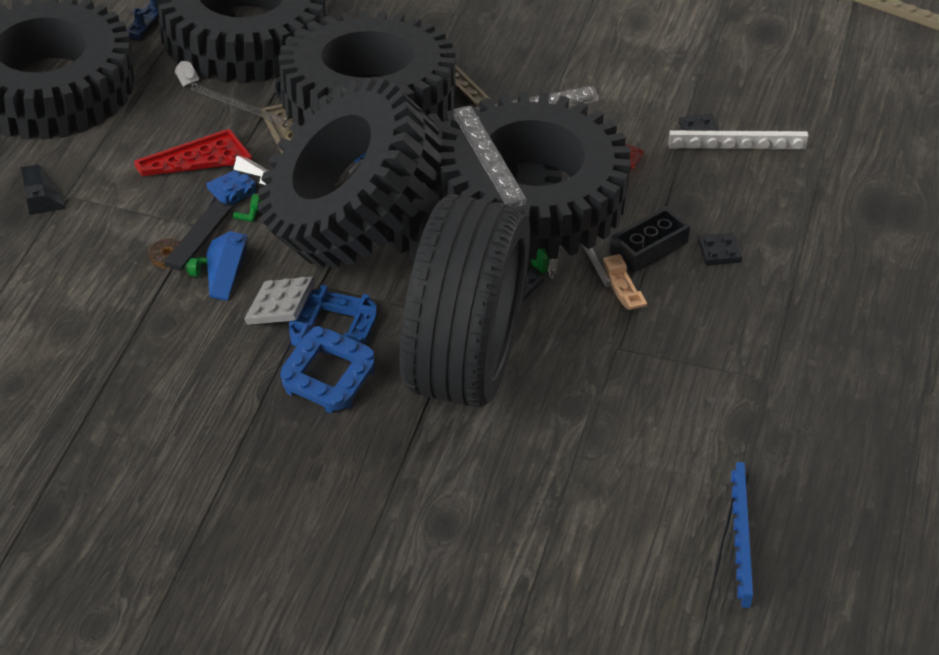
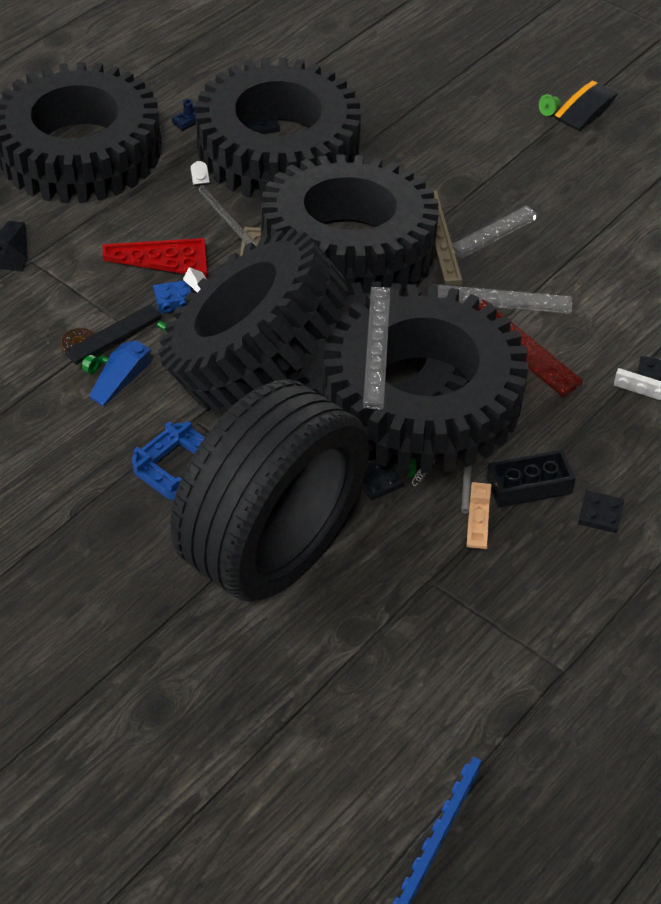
camera: 25 degrees right, 5 degrees up
(280, 300) = (142, 423): light grey plate -> none
(330, 397) = (152, 530): blue plate -> none
(491, 50) = (494, 231): none -> clear plate

